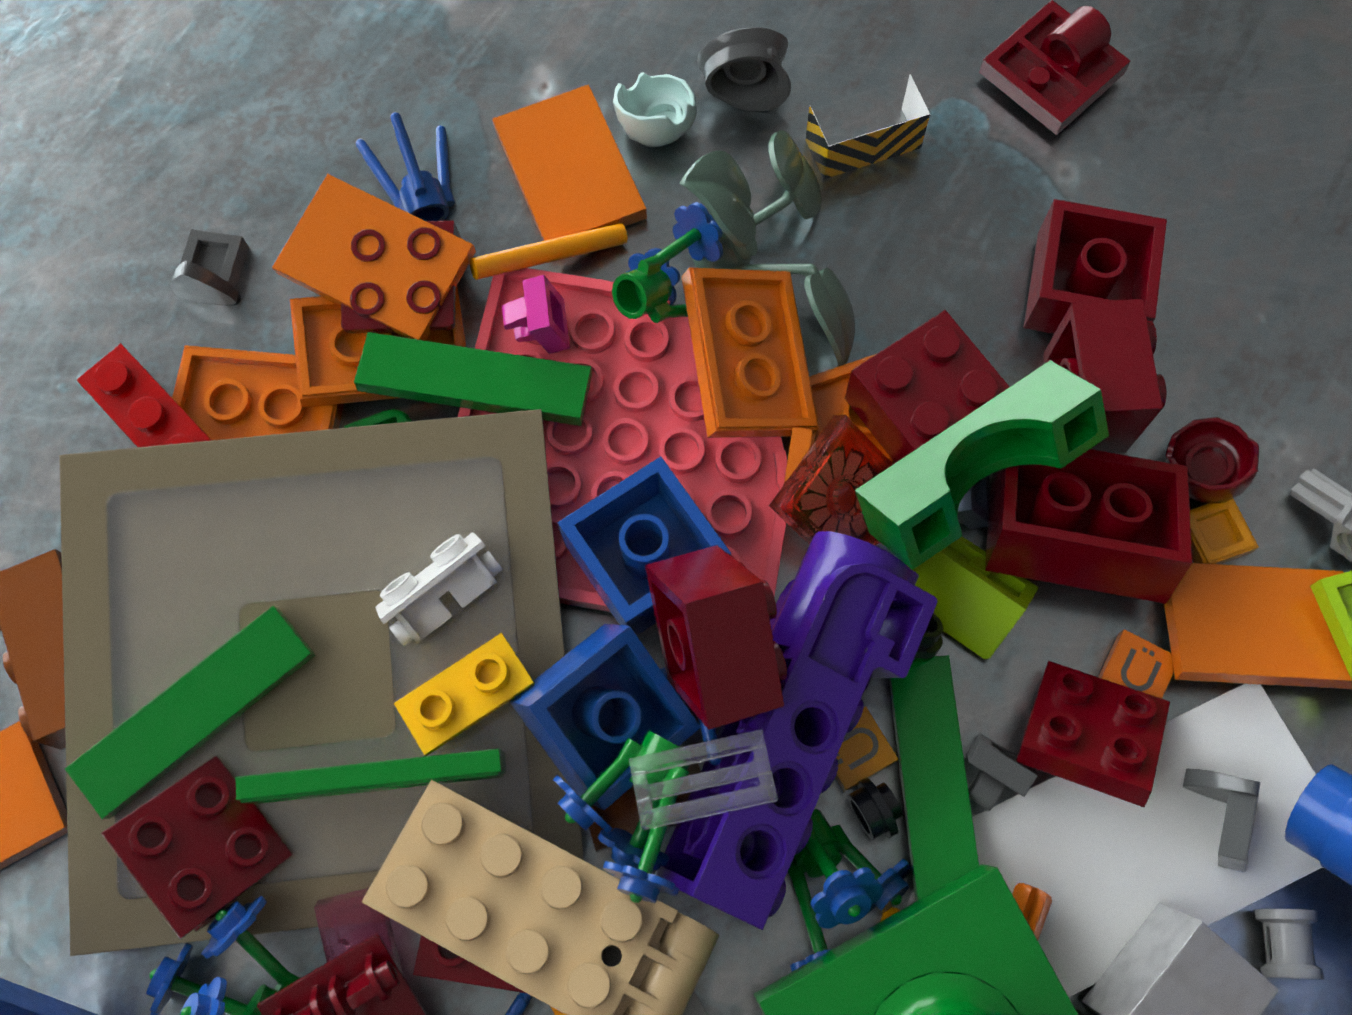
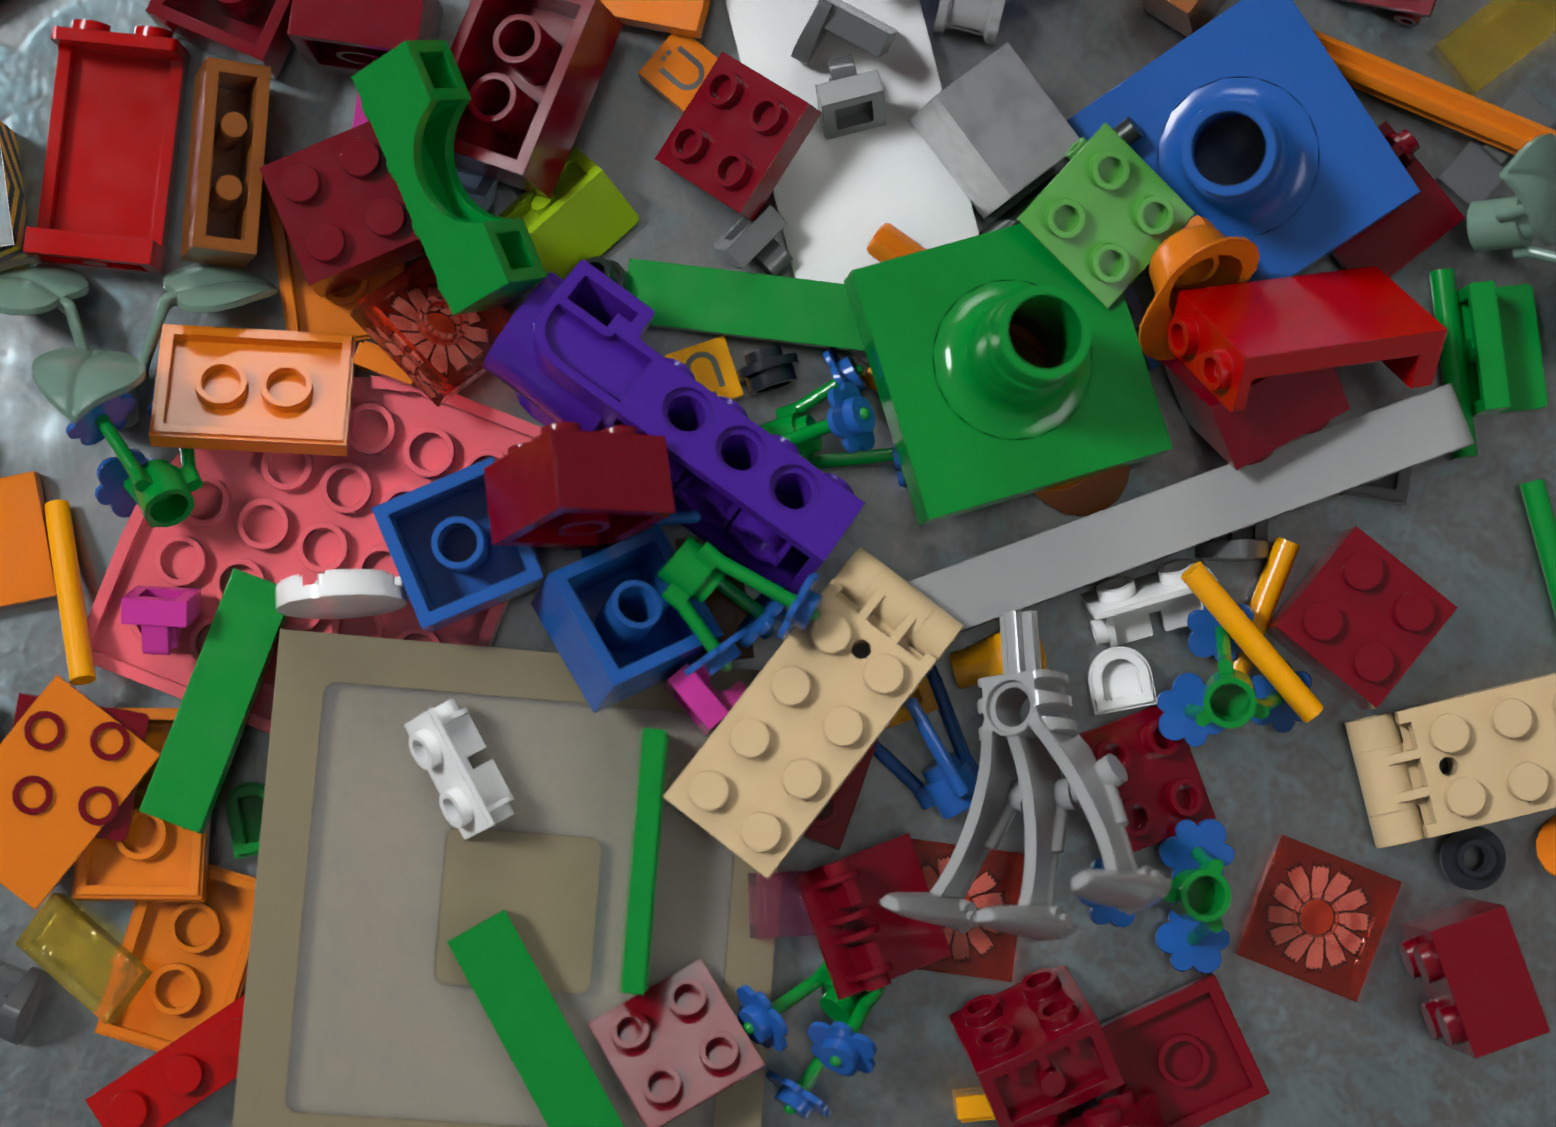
camera: 80 degrees left, 15 degrees up
(243, 324) = (83, 958): none -> clear yellow tile
(463, 694) = (579, 755): yellow hinge -> none
(537, 805) = (701, 700): none -> dark pink tile
(579, 448) = (341, 595): none -> white tile
(706, 806) = (720, 584): clear tile -> none
(928, 214) = (111, 149): none -> red panel
(964, 288) = (225, 163): none -> dark orange brick
(1163, 836) = (850, 99): none -> dark grey tile

